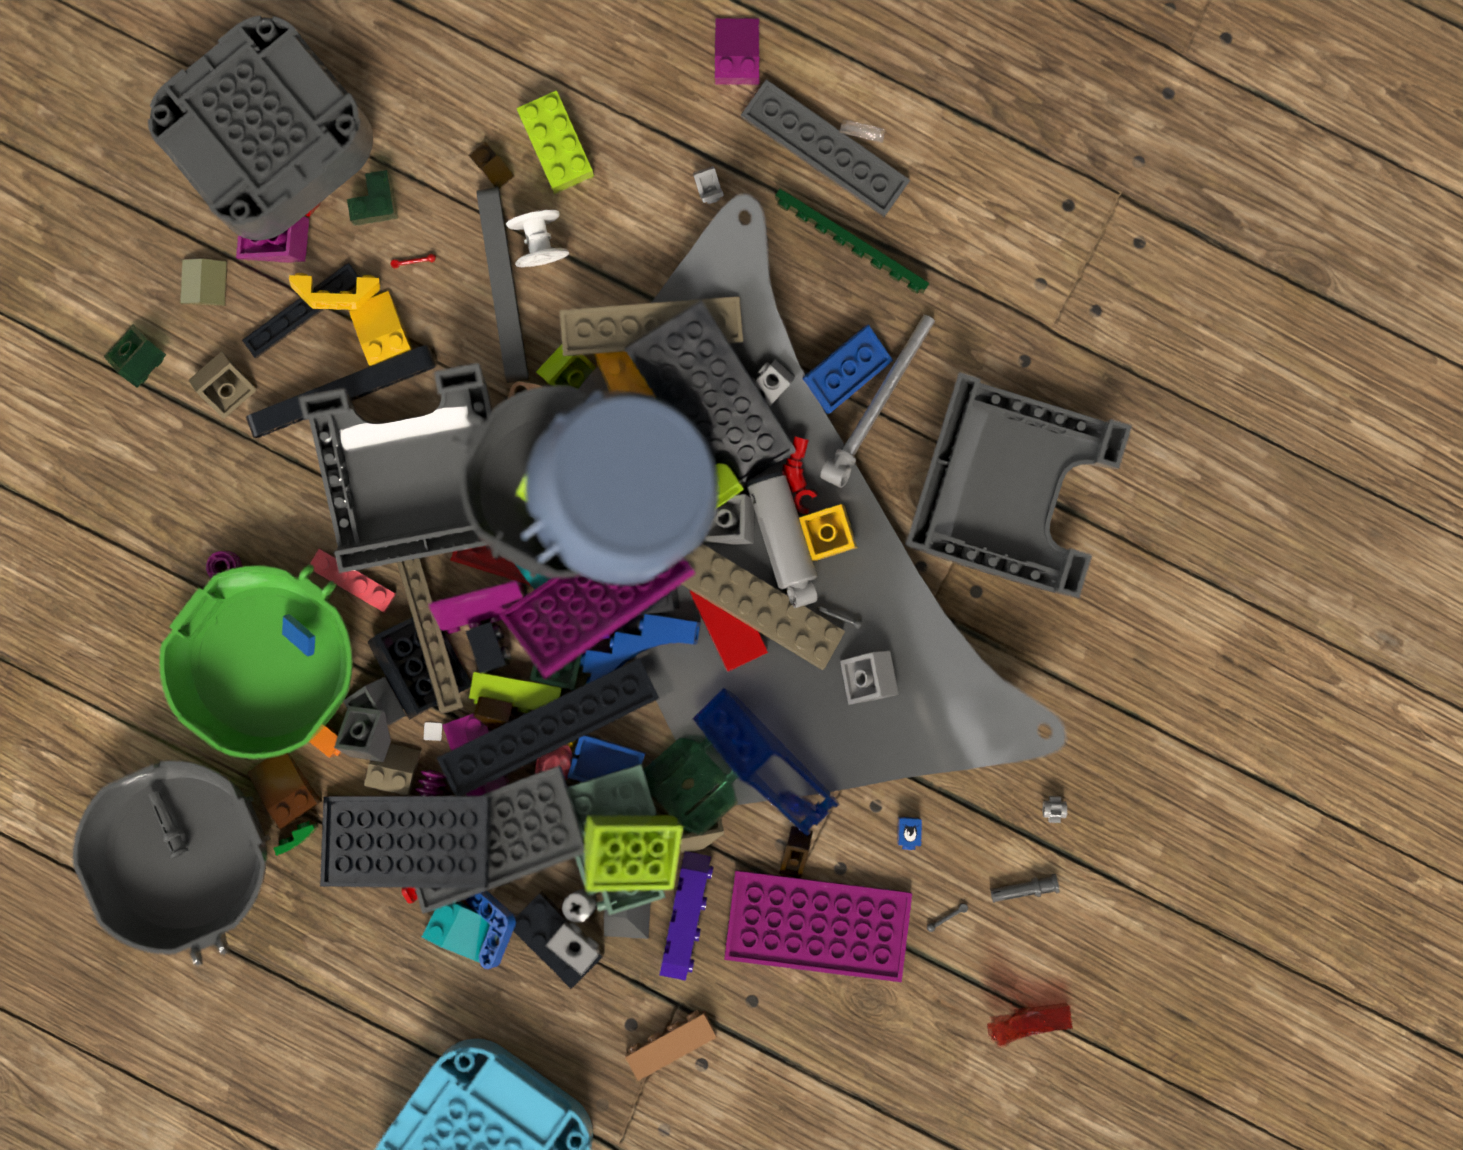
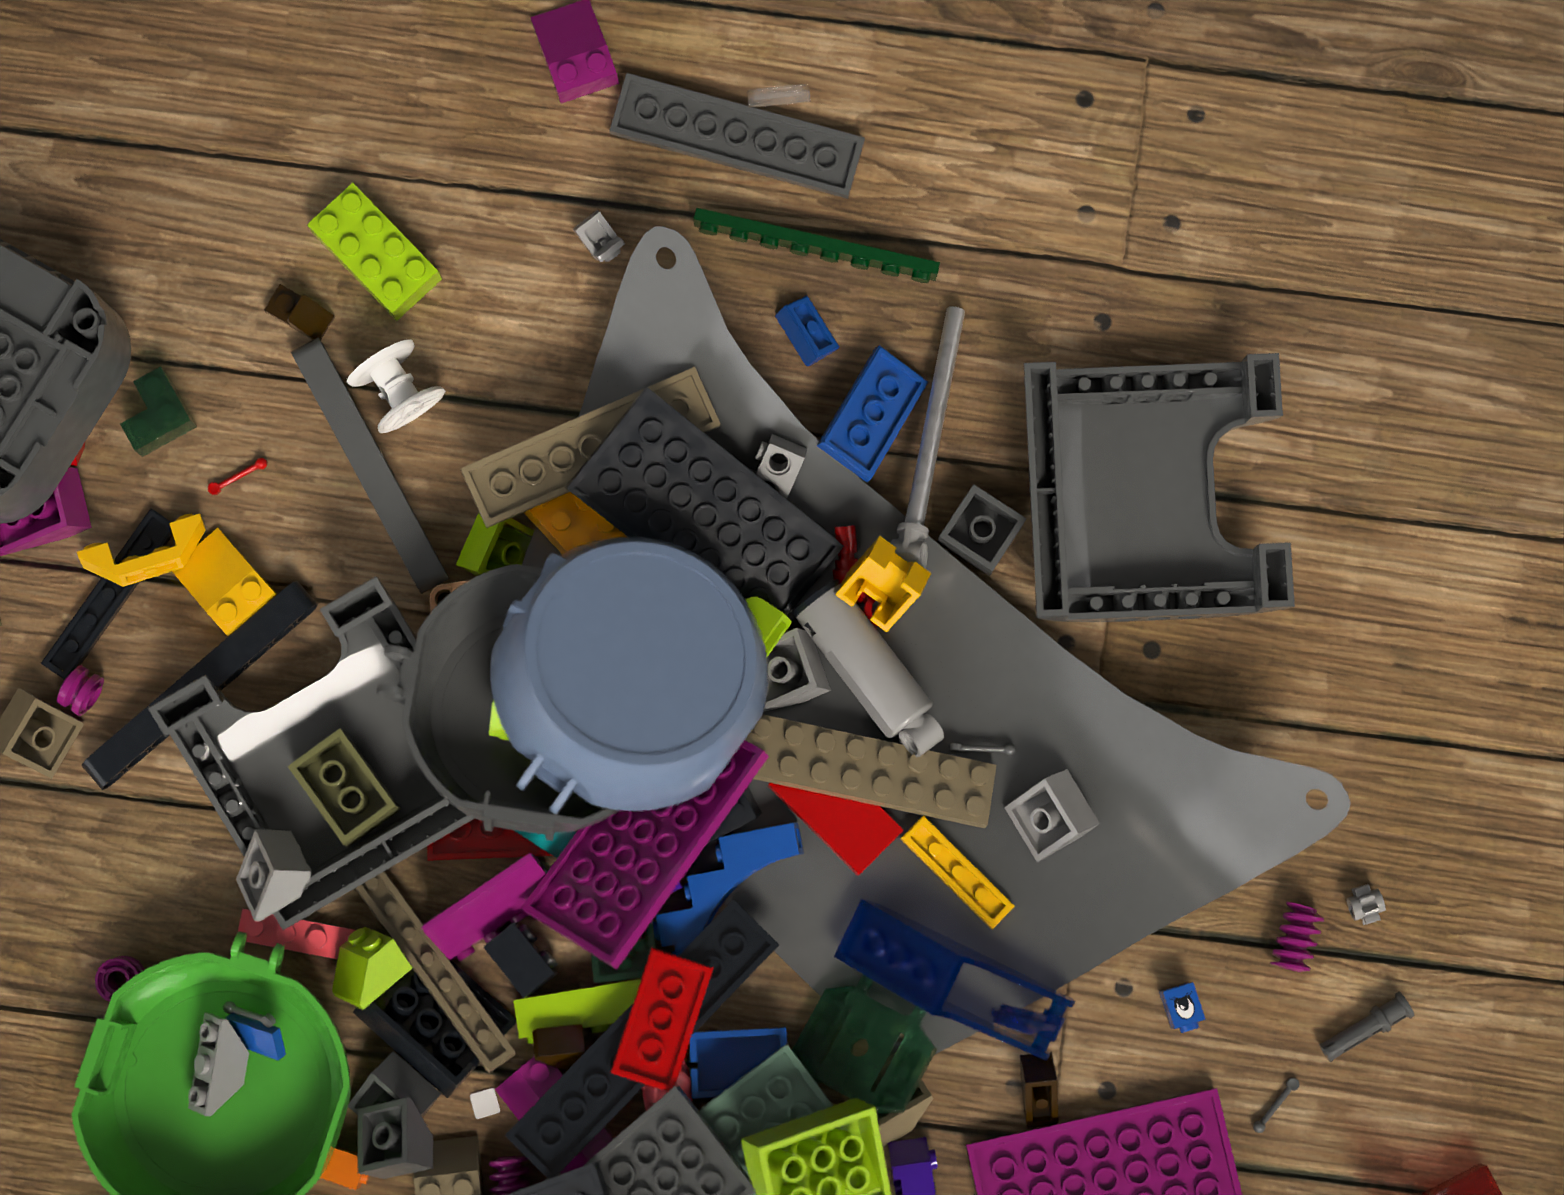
camera: 25 degrees left, 5 degrees down
(261, 367) = (80, 690): none -> magenta wheel
(267, 646) = (218, 1065): none -> light grey slope
(309, 627) = (268, 1020): none -> dark grey hinge
(345, 533) = (272, 872): none -> light grey slope
(386, 617) = (367, 967): none -> lime slope
(411, 494) = (344, 787): none -> olive brick
(565, 720) = (662, 1020): none -> red tile
(793, 692) = (957, 872): none -> yellow tile
(815, 483) = (885, 579): none -> yellow piece
(824, 297) = (806, 331): none -> blue slope
(828, 532) = (926, 640): yellow brick -> none
(892, 472) = (981, 530): none -> dark grey brick
(1001, 815) = (1297, 937): none -> magenta piece

